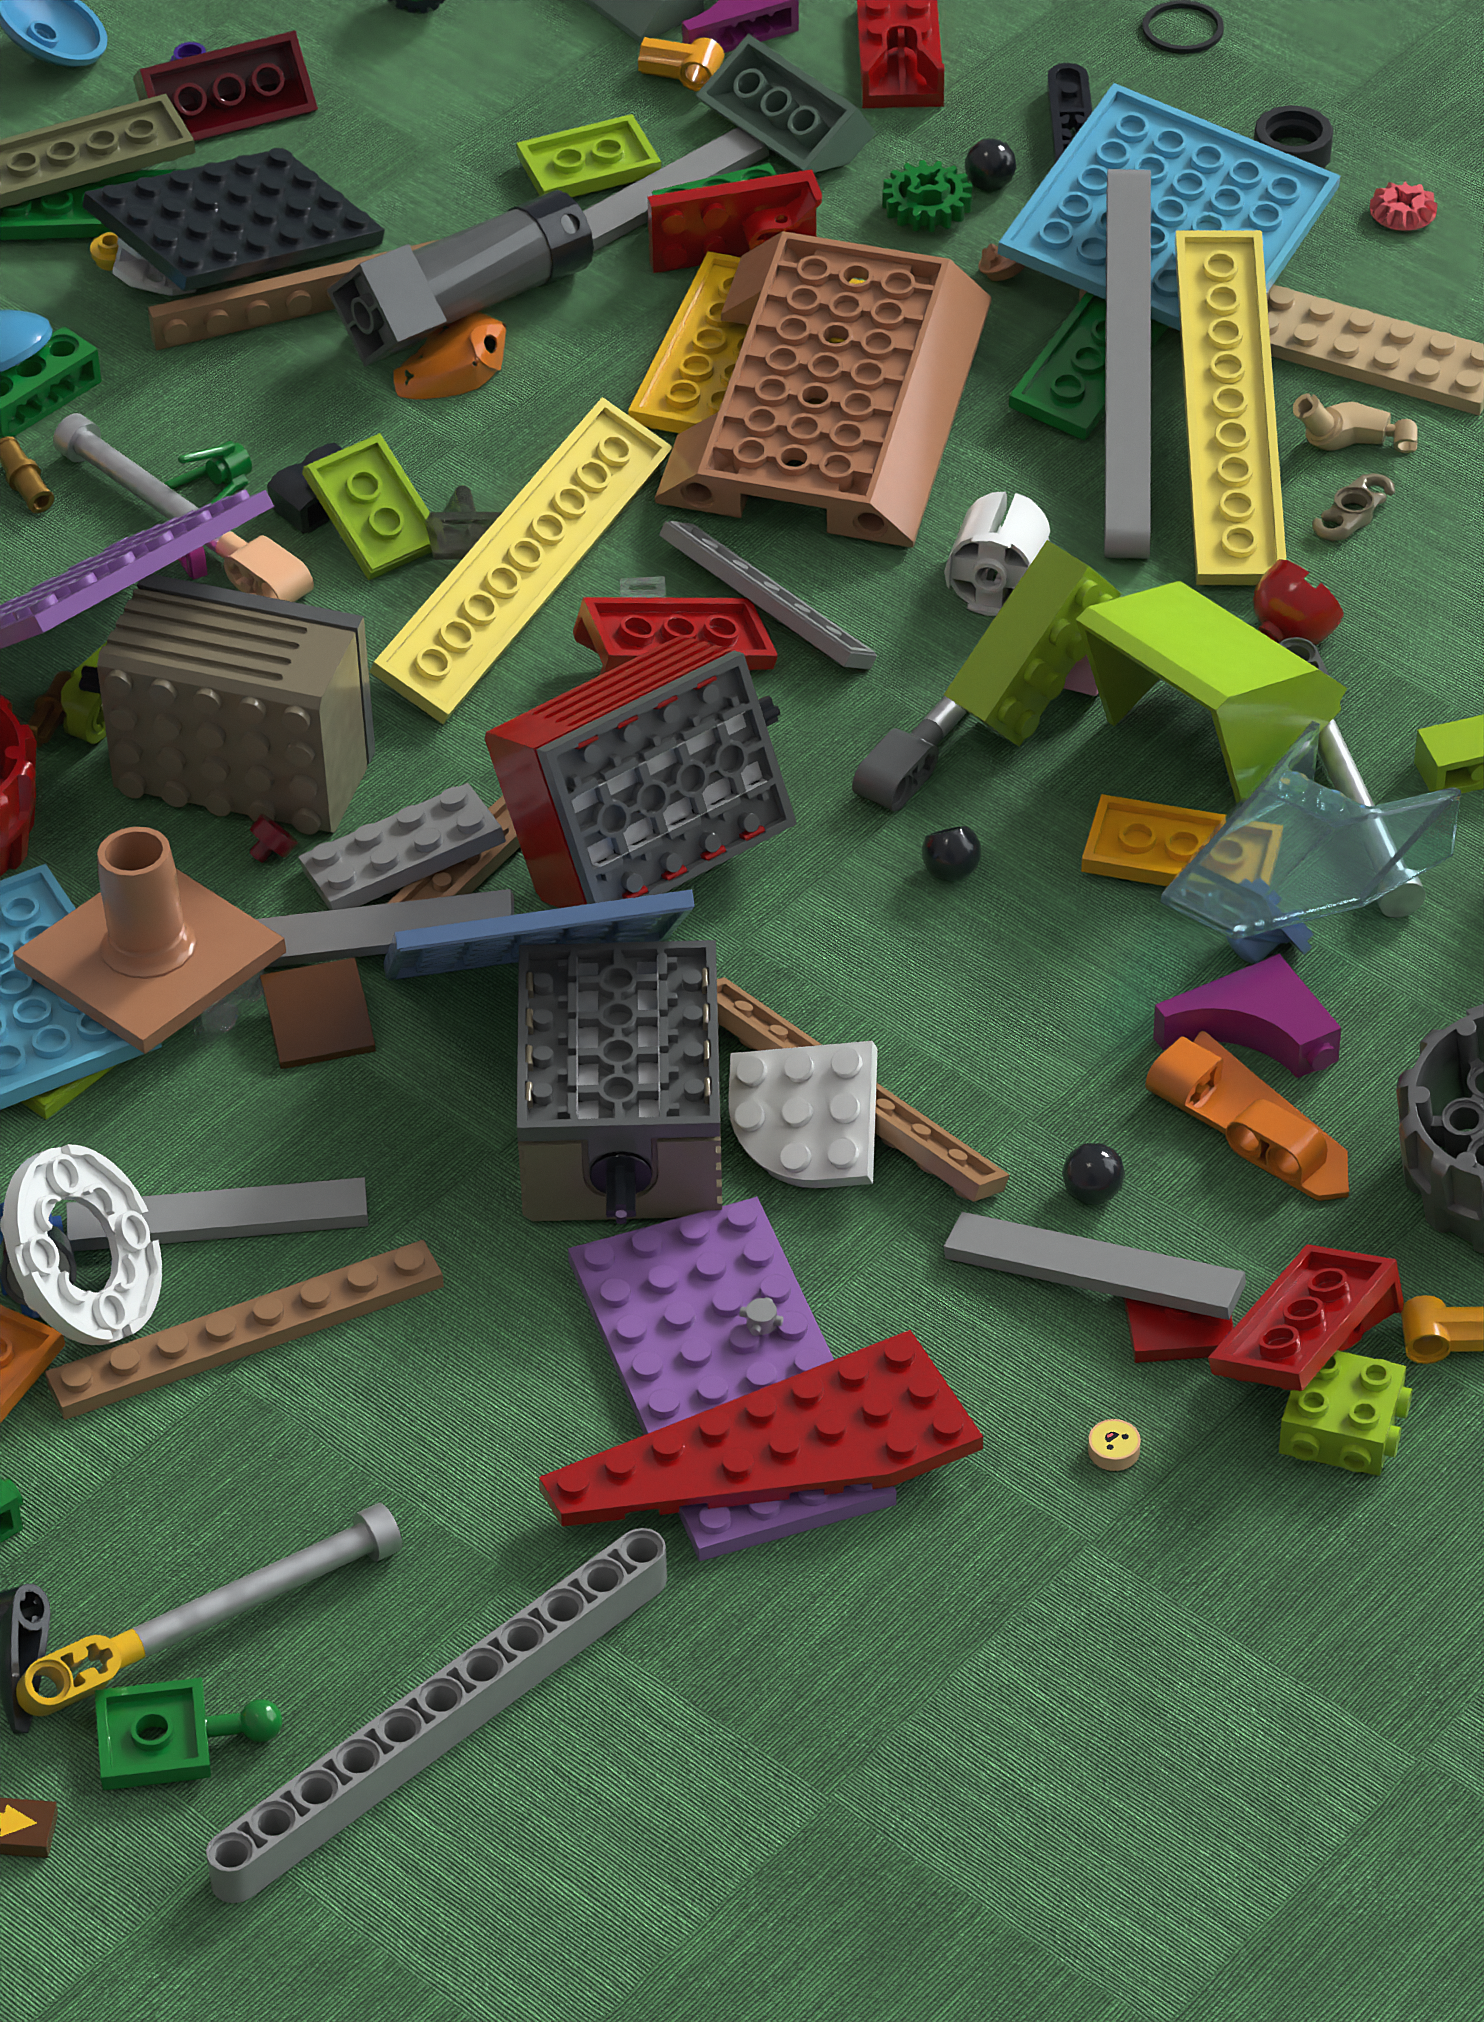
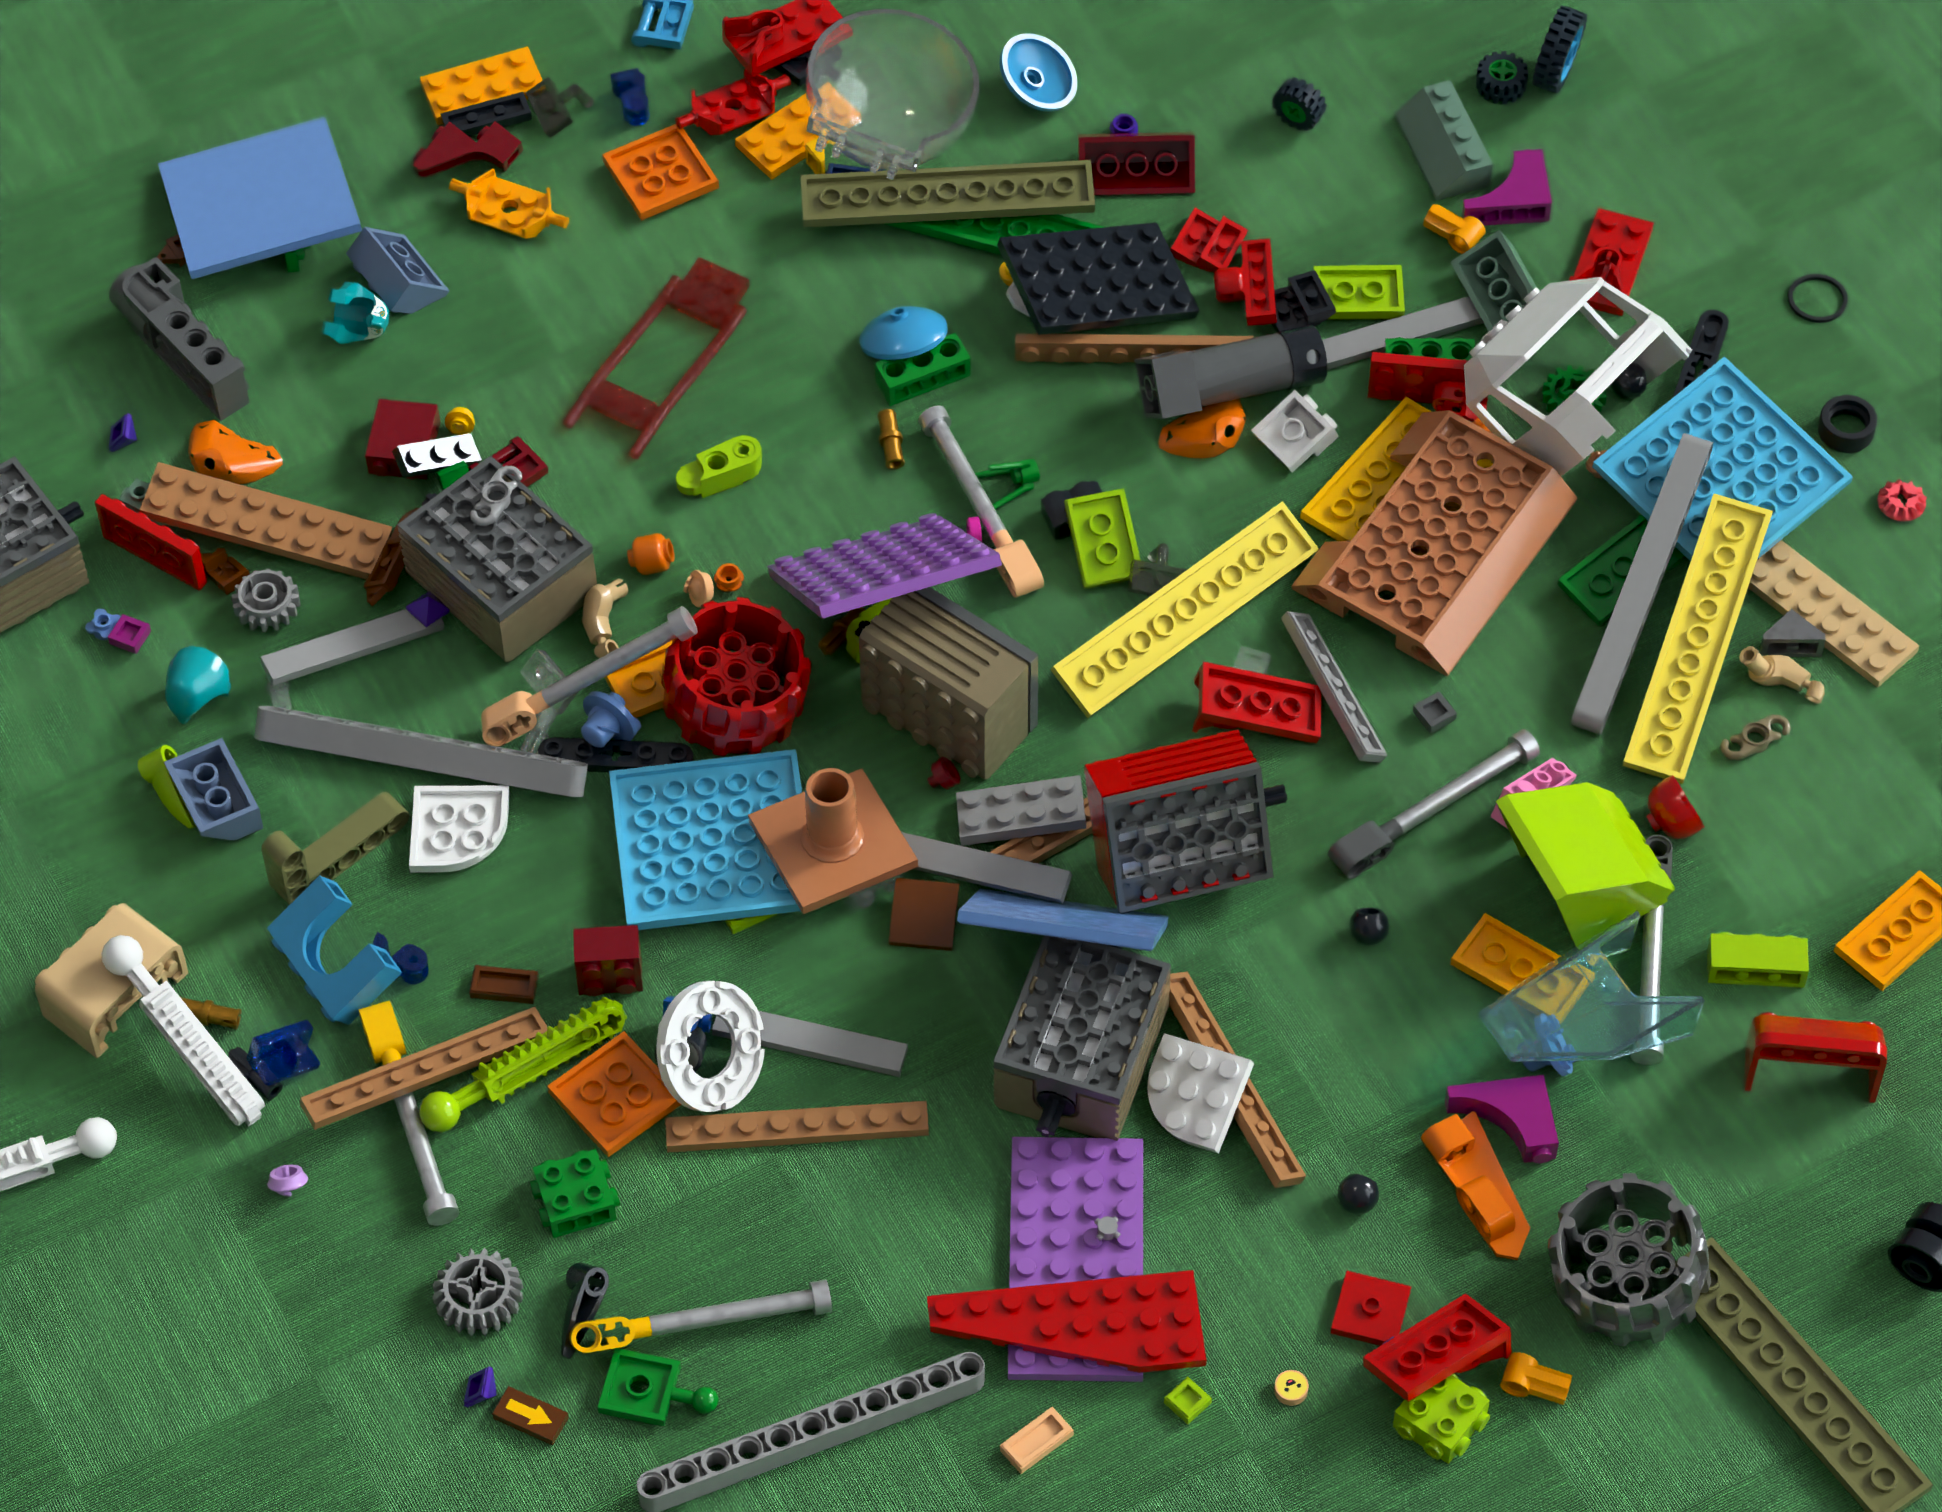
camera: 20 degrees right, 10 degrees up
(361, 157) = (1207, 241): none -> red slope
(442, 175) = (1250, 282): none -> red plate
(515, 178) = (1302, 302): none -> black slope
(578, 324) = (1296, 430): none -> white plate
(778, 1624) = (1036, 1440): none -> light nougat tile
(917, 588) = (1434, 712): none -> dark grey plate
(959, 200) = (1571, 429): none -> white windscreen
(973, 1506) = (1187, 1400): none -> lime tile
(988, 547) = (1497, 703): white cylinder -> none
(1030, 645) = (1467, 798): lime brick -> none
(1095, 1265) = (1330, 1260): light grey tile -> none
(1351, 378) = (1793, 638): none -> flat silver slope

